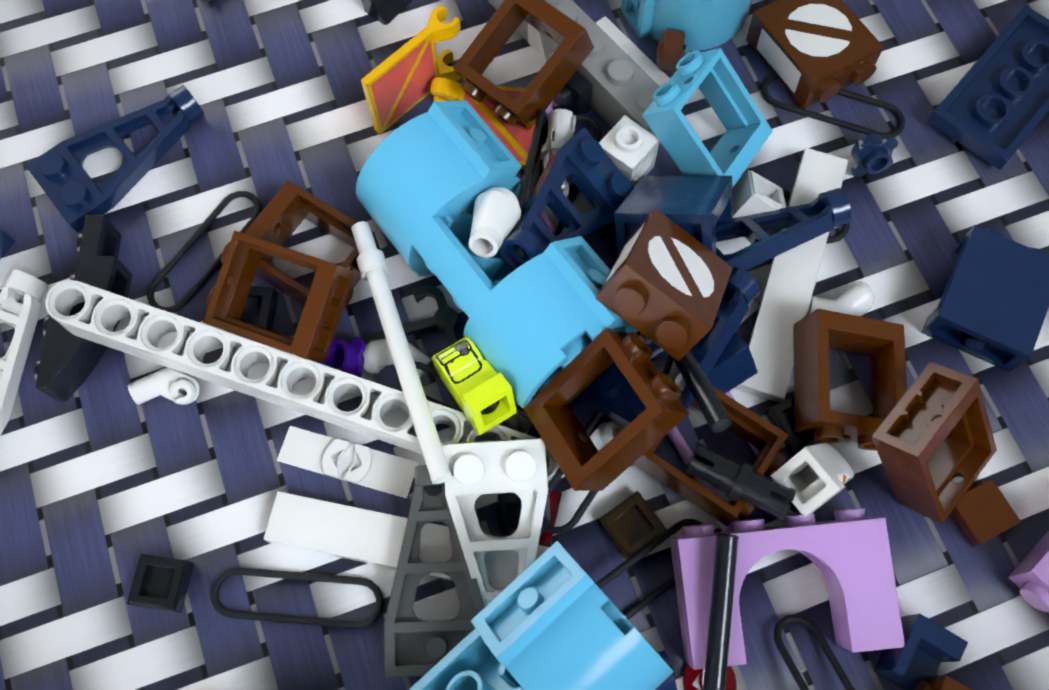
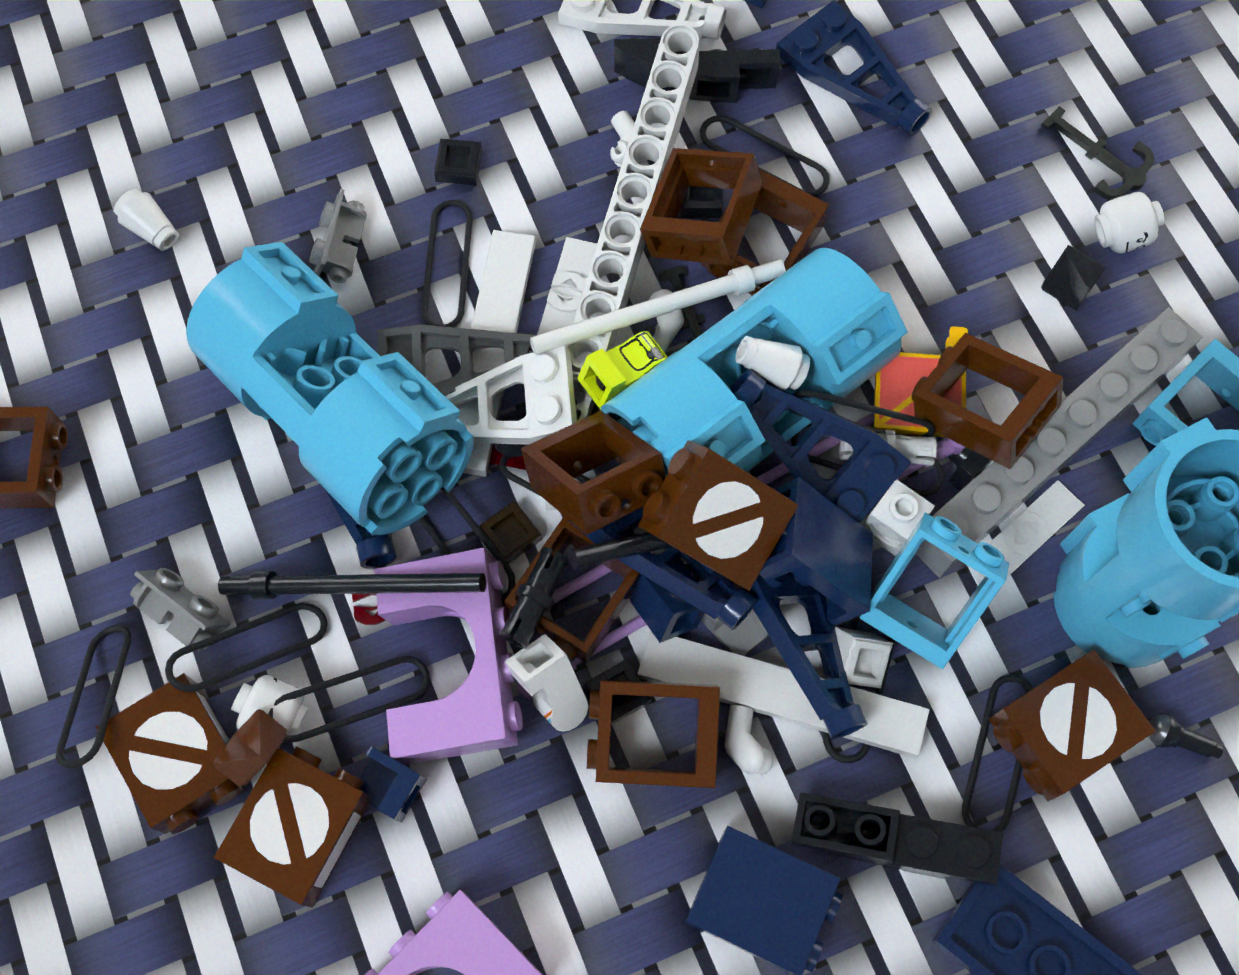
camera: 85 degrees right, 0 degrees up
(346, 356) = (656, 274): dark purple plate -> none
(408, 73) = (963, 299): flag -> none
(670, 49) = (1041, 568): reddish brown tile -> none
(872, 154) = (930, 785): dark blue plate -> none
(924, 182) = (897, 839): none -> black slope
(933, 437) = (599, 772): reddish brown window -> none
(984, 513) = (526, 869): reddish brown tile -> none

